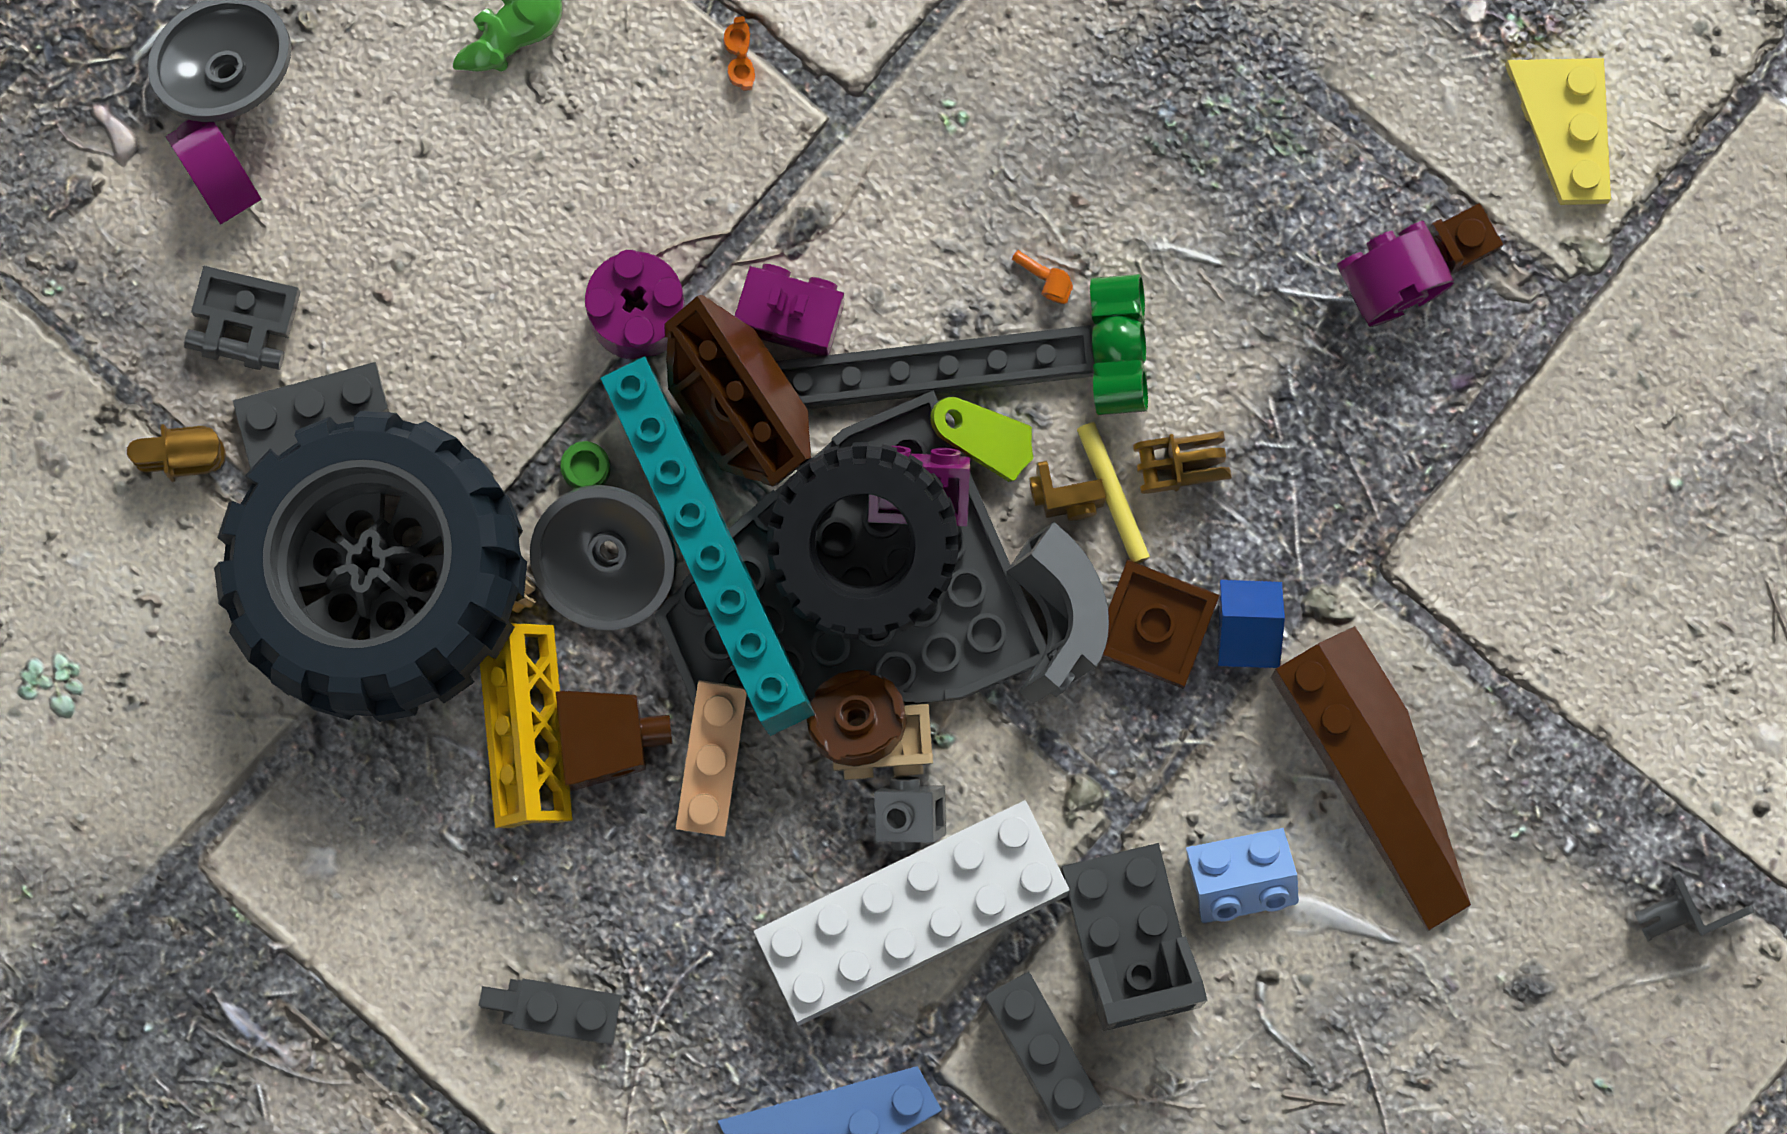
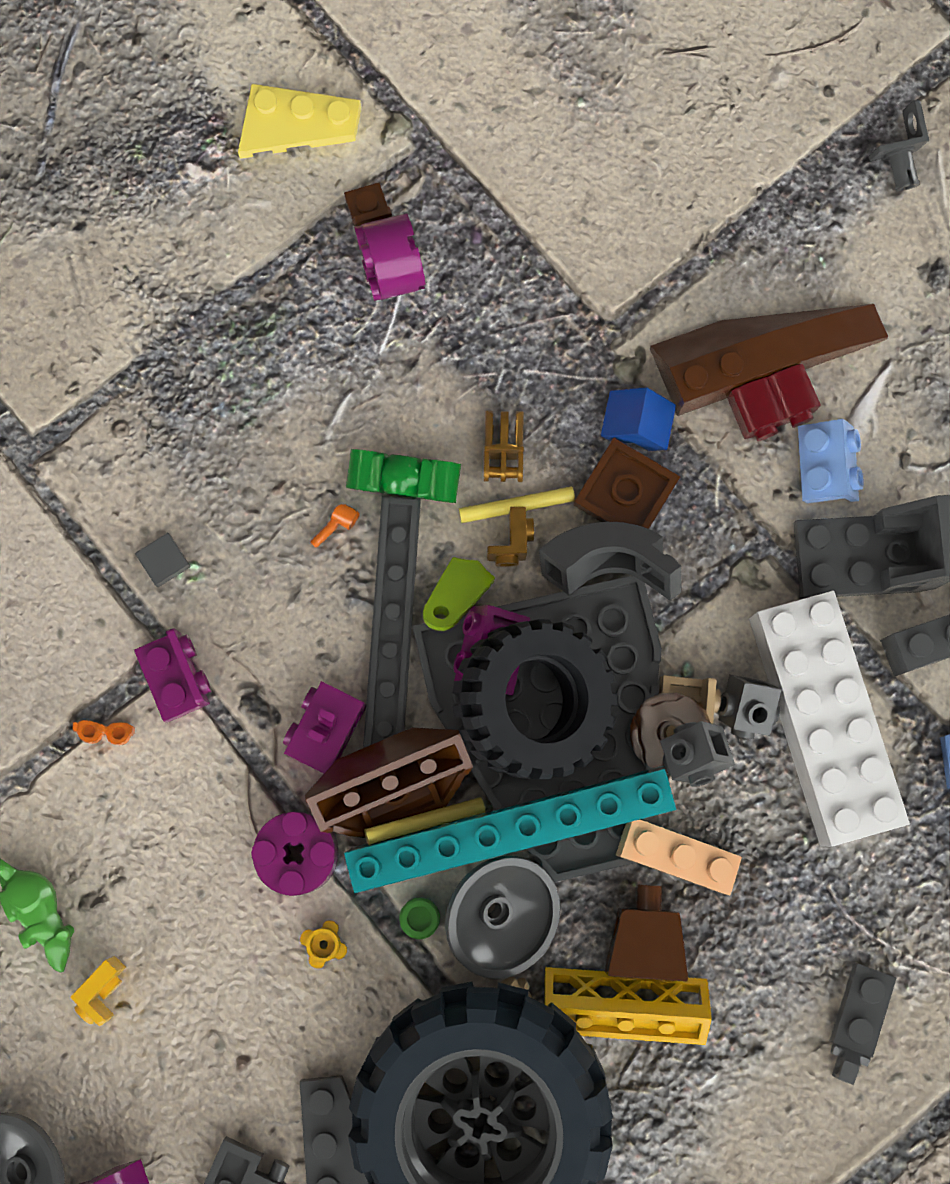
camera: 80 degrees left, 0 degrees up
(449, 113) = (100, 983): none -> yellow bracket
(538, 346) = (319, 955): none -> yellow plate
(700, 447) = (424, 821): none -> light yellow bar
(822, 120) = (172, 675): none -> magenta bracket
(831, 737) = (696, 753): none -> dark grey brick
(961, 78) = (162, 560): none -> dark grey tile
(1306, 790) = (774, 402): none -> dark red brick

